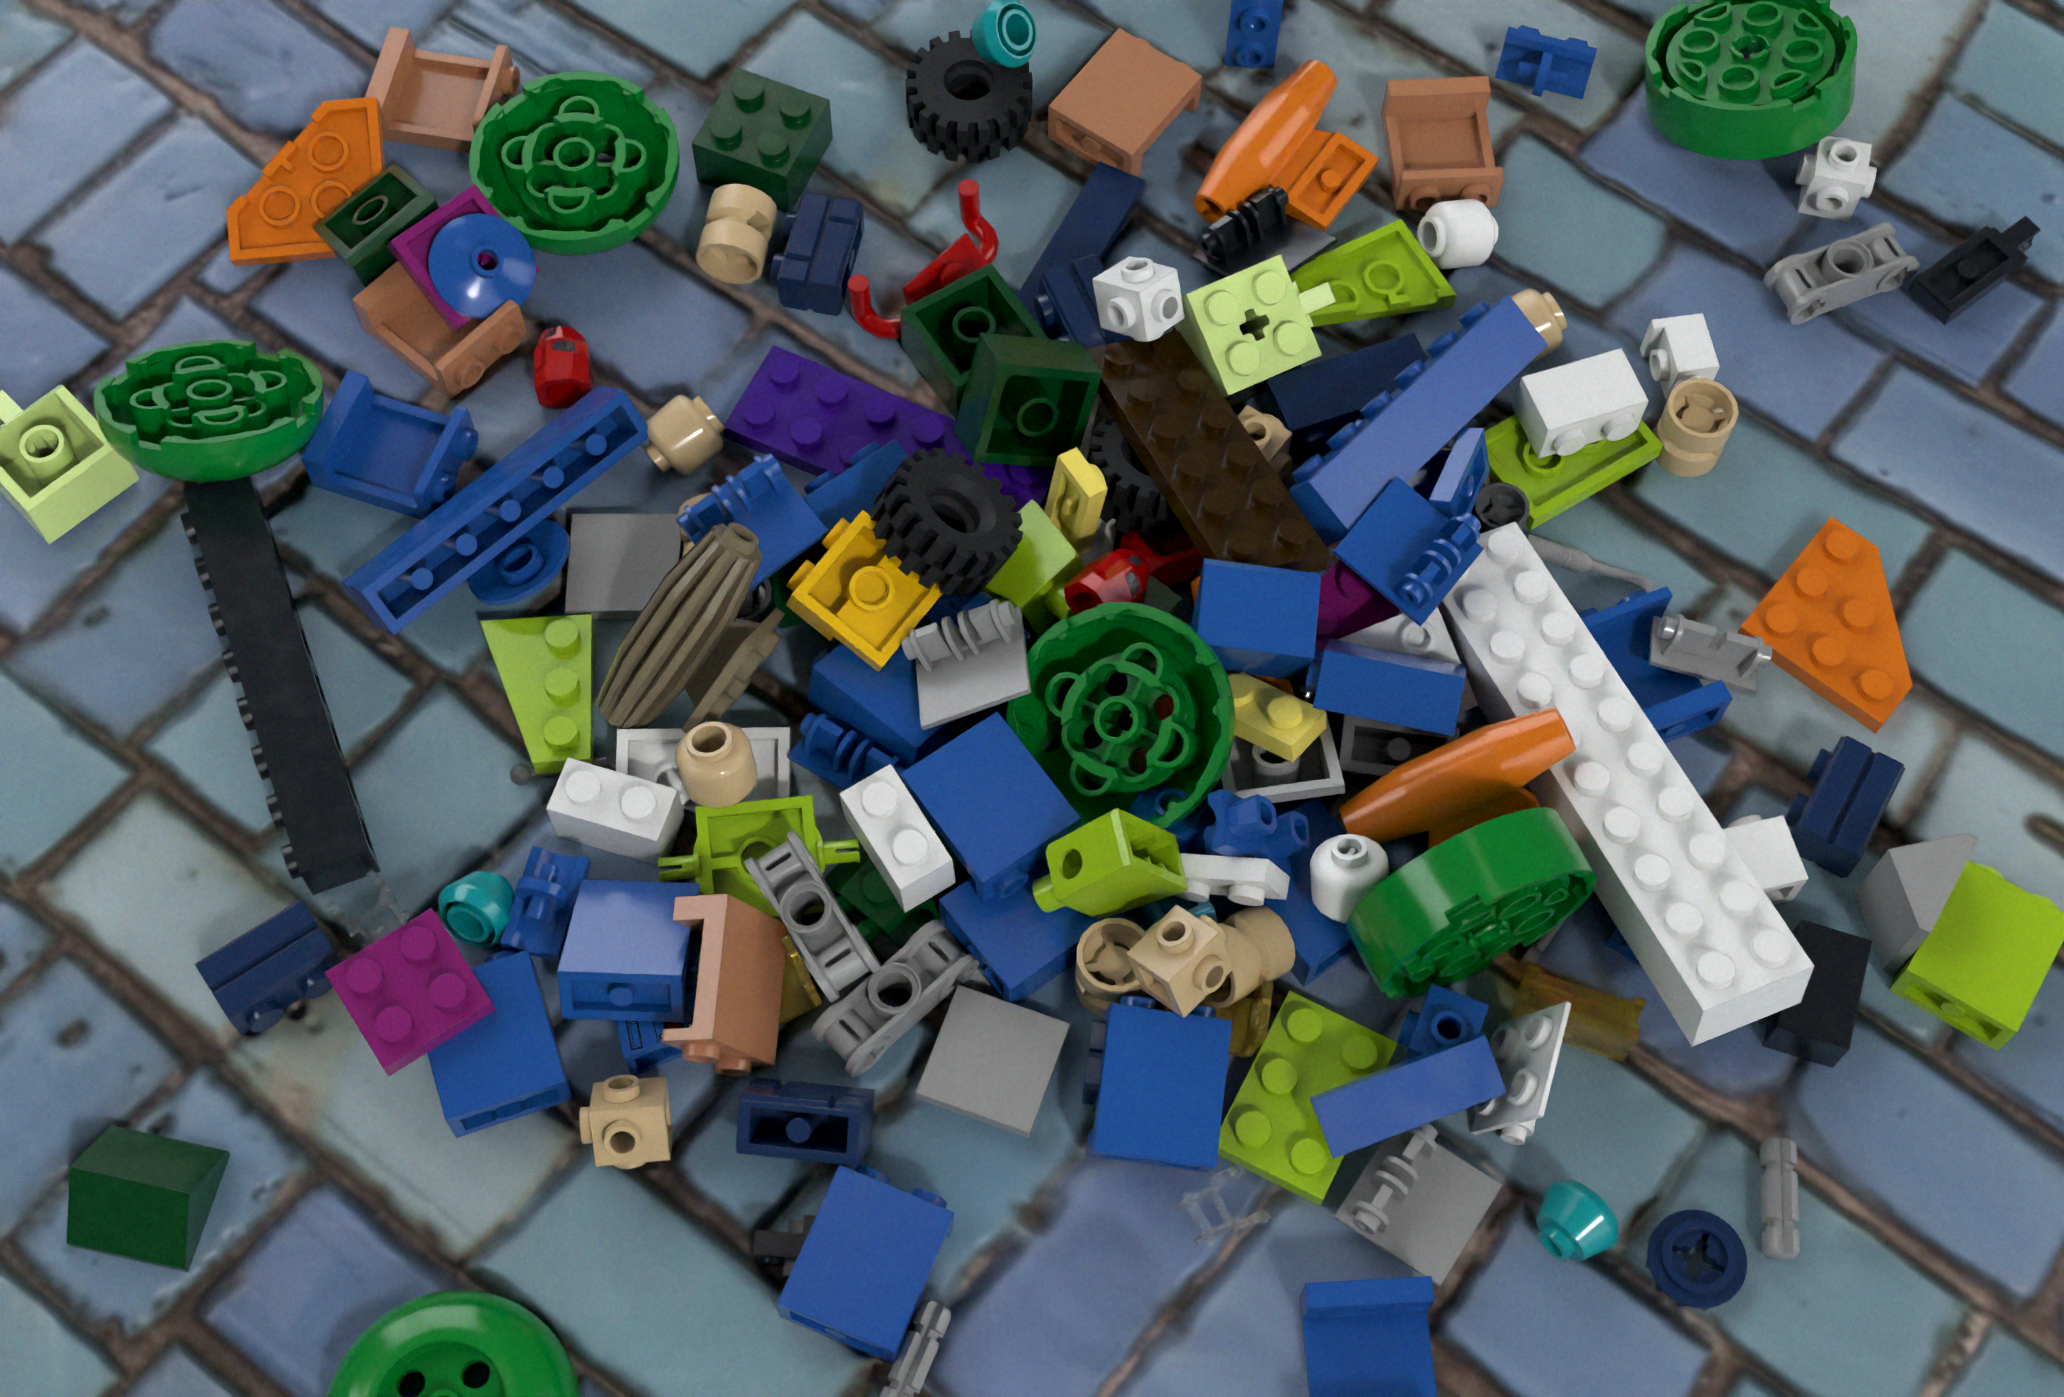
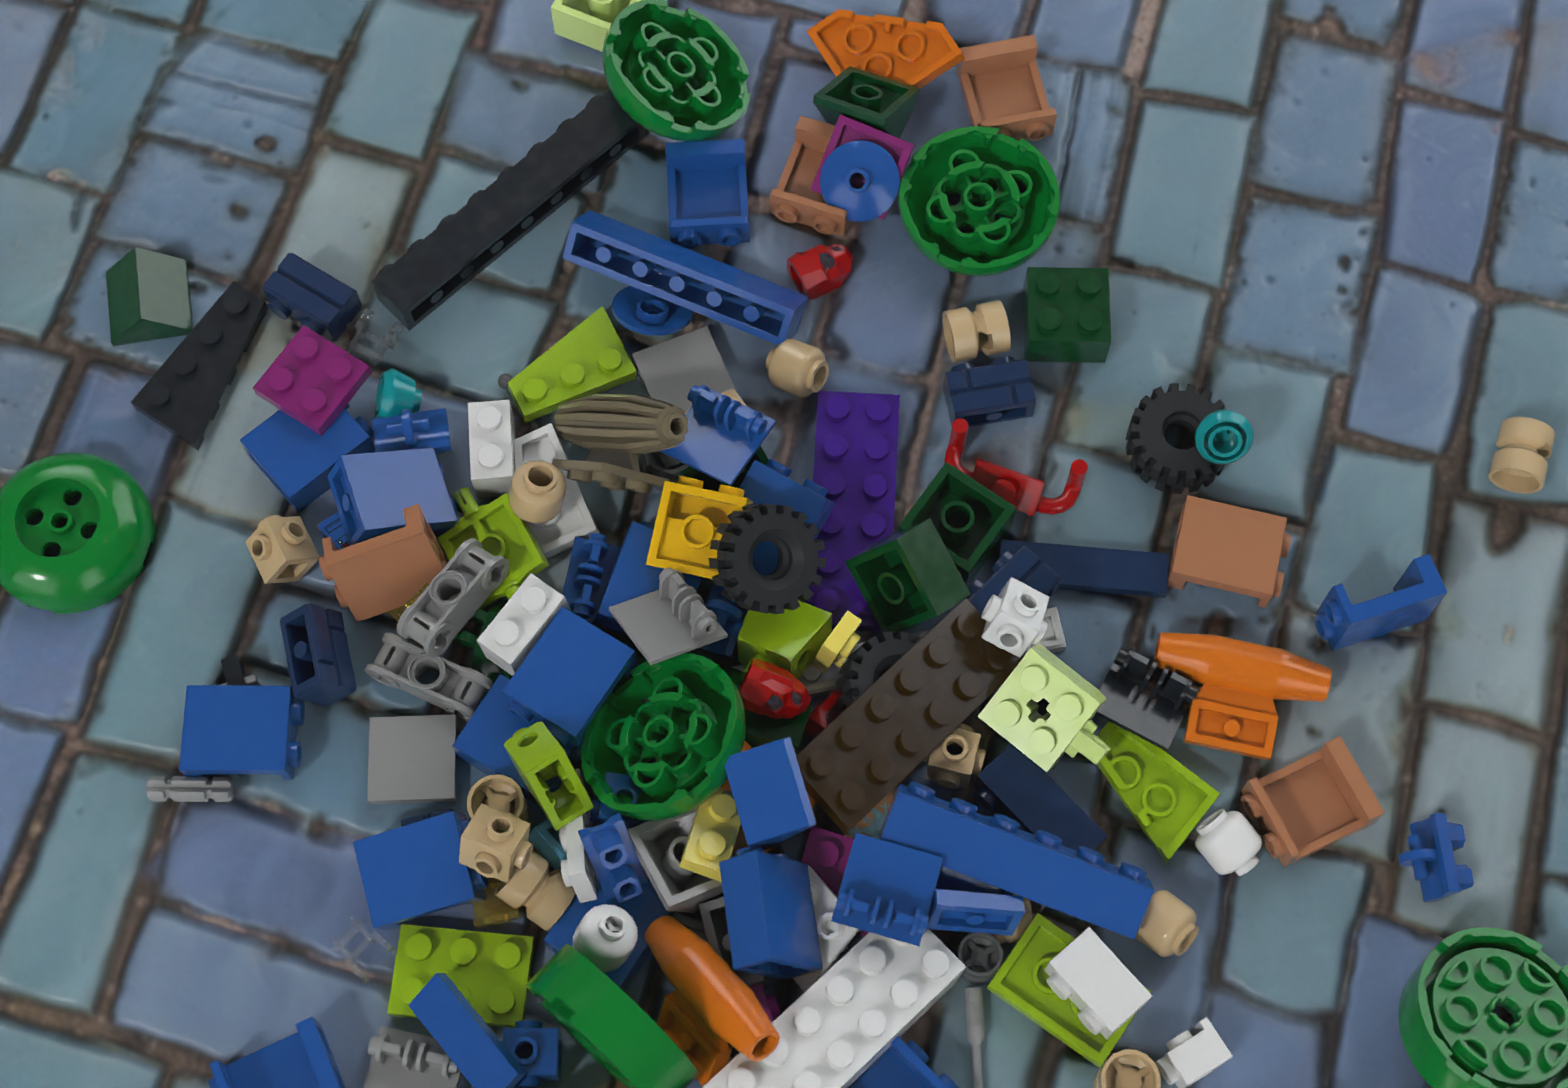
camera: 70 degrees right, 5 degrees up
(298, 1161) = (193, 378): none -> black wing

